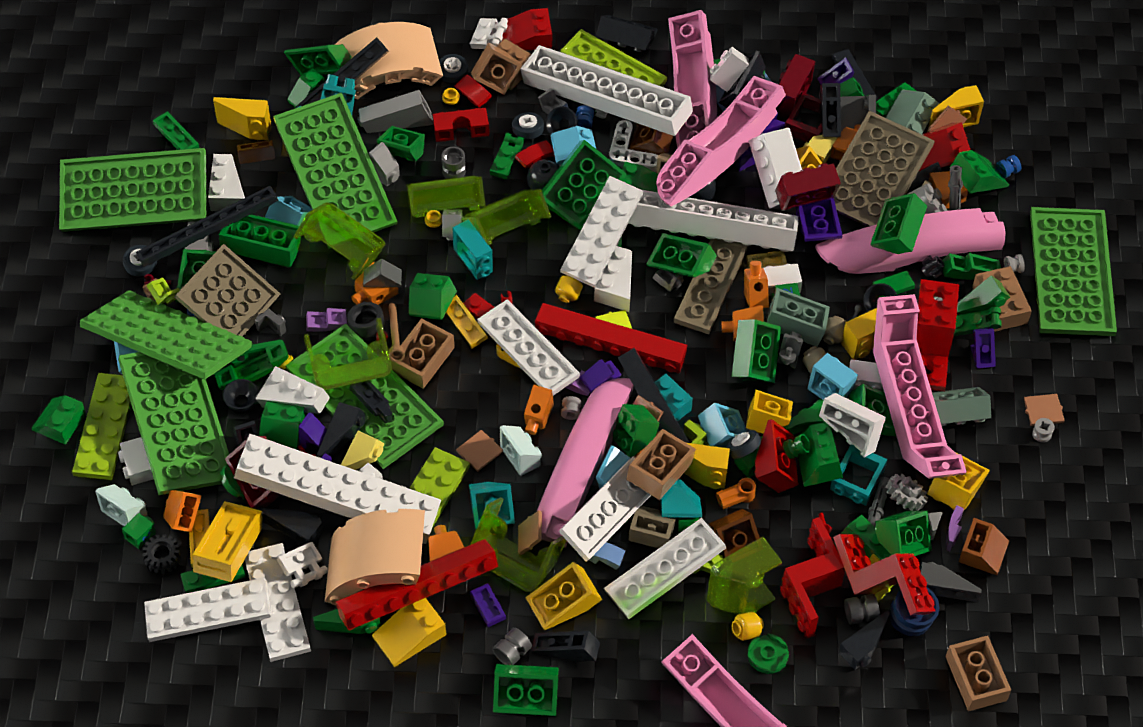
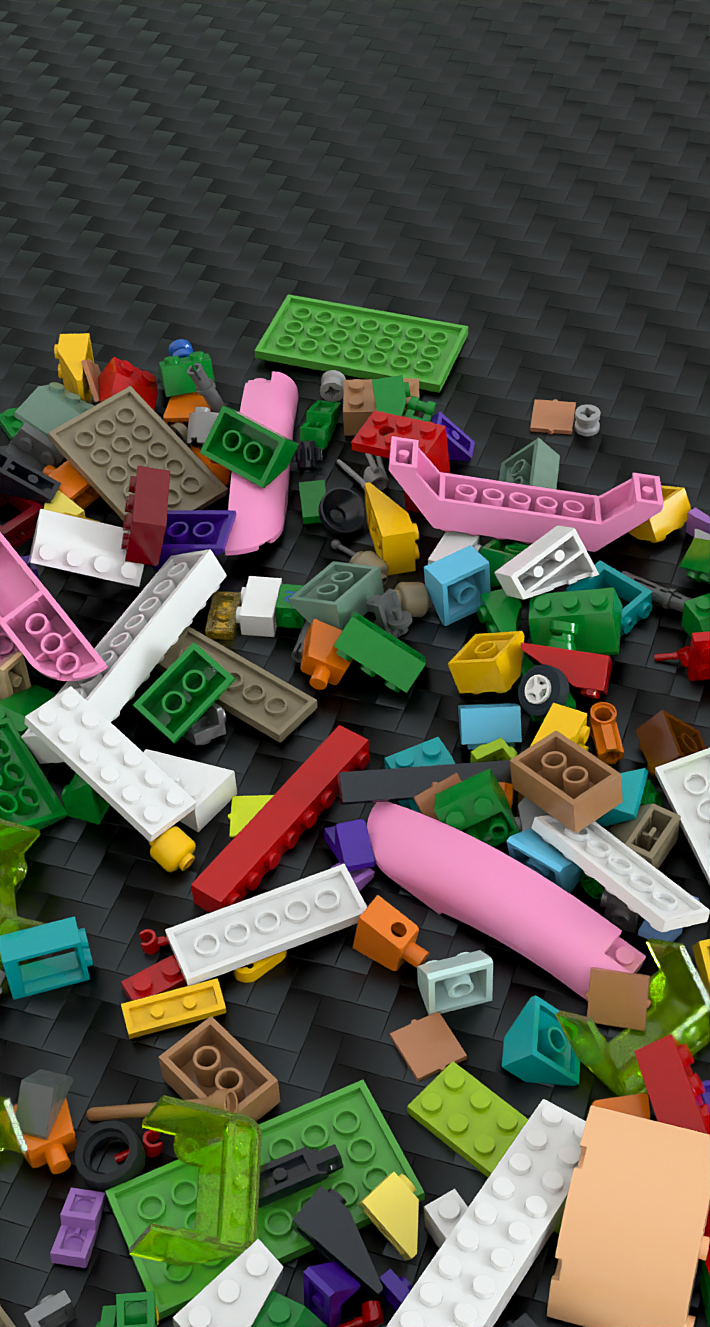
camera: 70 degrees left, 10 degrees down
(430, 296) = (108, 1042): green slope -> none
(571, 408) = (396, 895): light grey wheel -> none
(756, 285) = (272, 624): orange torso -> none
(906, 492) = (652, 557): light grey gear -> none

